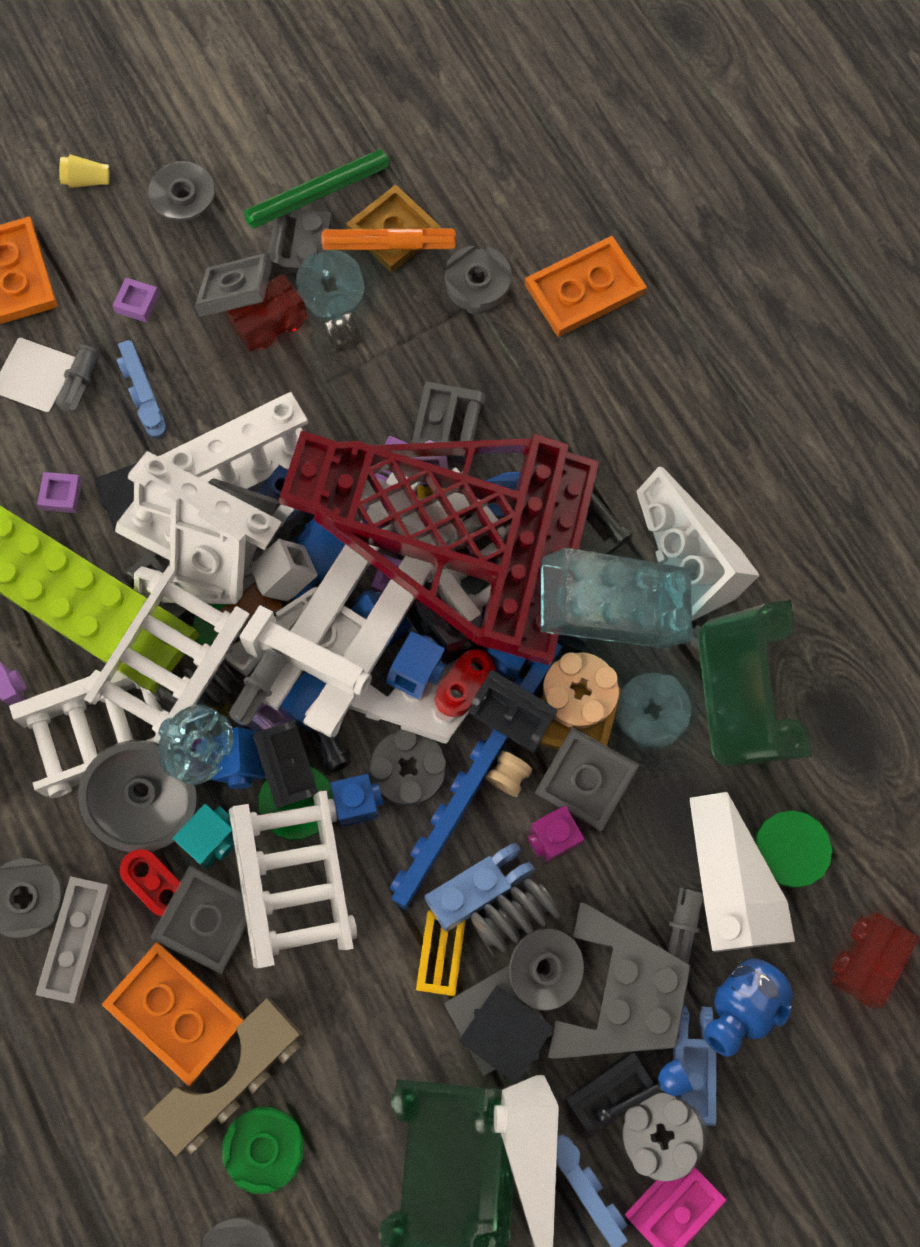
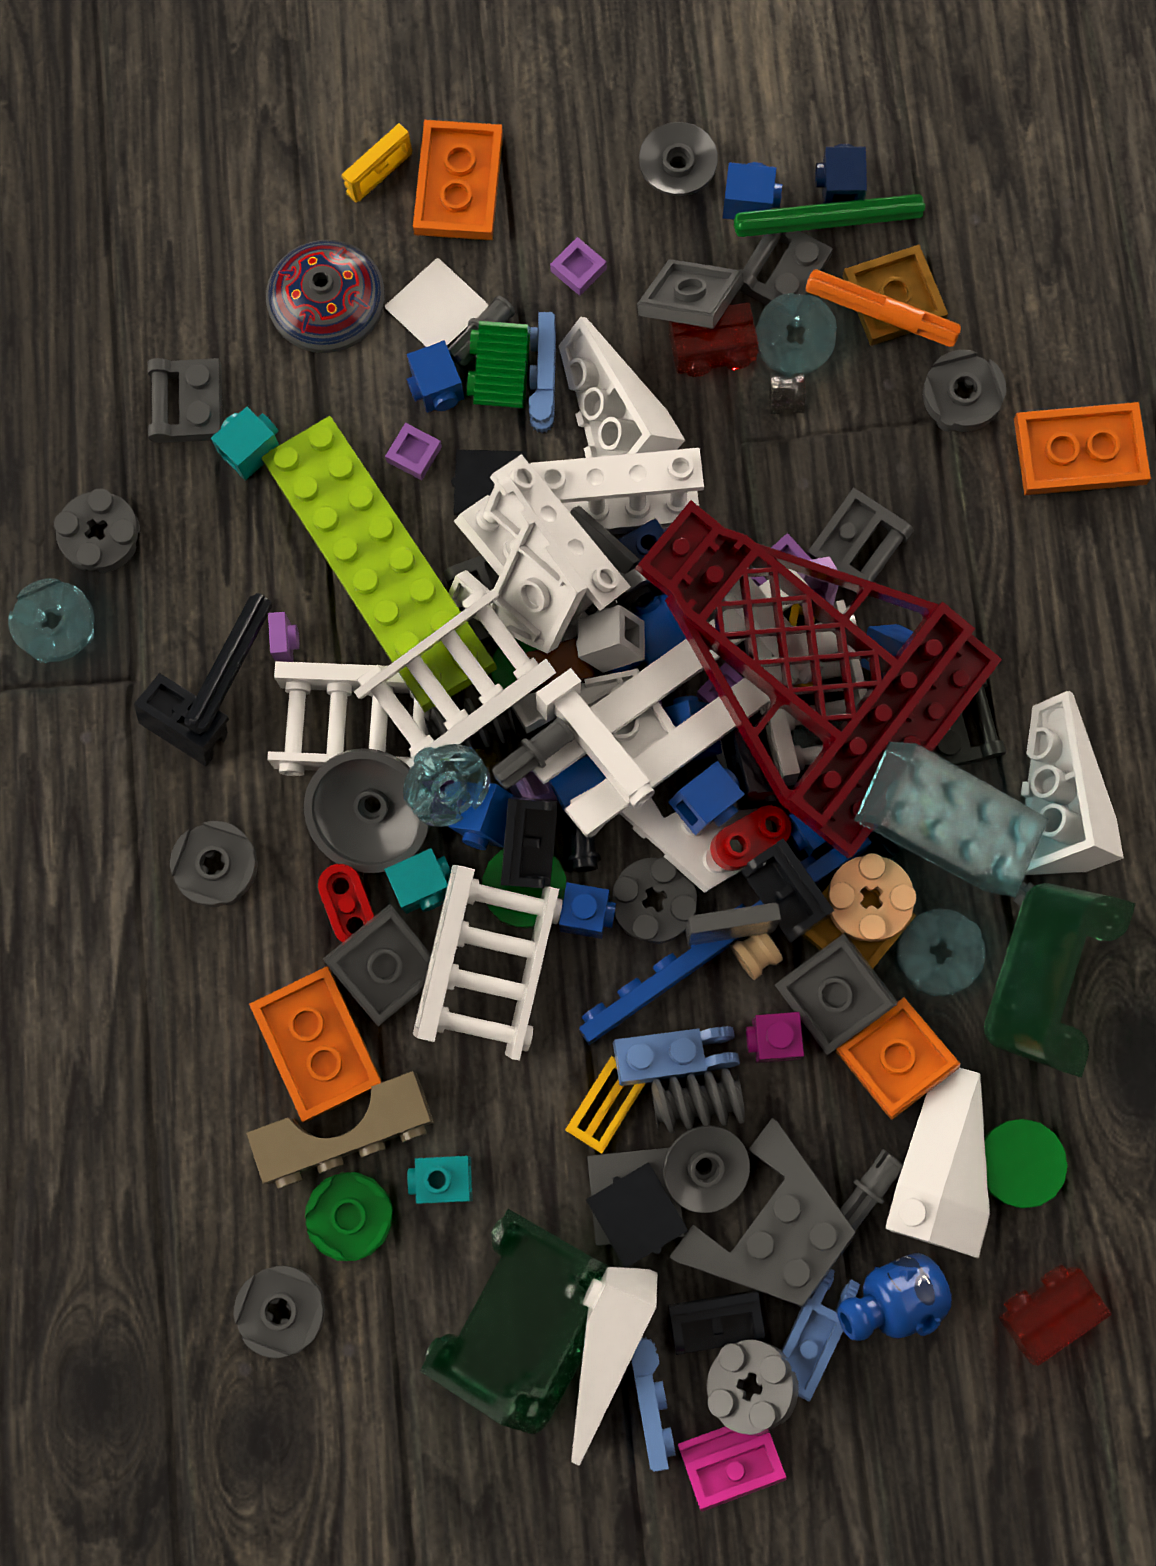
camera: 30 degrees right, 5 degrees up
(53, 428) = (434, 378): none -> blue brick
(73, 940) = (246, 927): light grey plate -> none
(82, 172) = (579, 94): light yellow cone -> none
(103, 396) = (500, 364): none -> green brick
(202, 386) = (612, 400): none -> white wedge
(247, 190) = (750, 189): none -> blue brick
(314, 154) = (842, 174): none -> dark blue brick
(329, 1080) = (441, 1179): none -> teal brick
(481, 755) = (732, 923): none -> dark grey tile
(658, 809) = (898, 1058): none -> orange tile
(671, 1081) = (783, 1338): hinge -> none

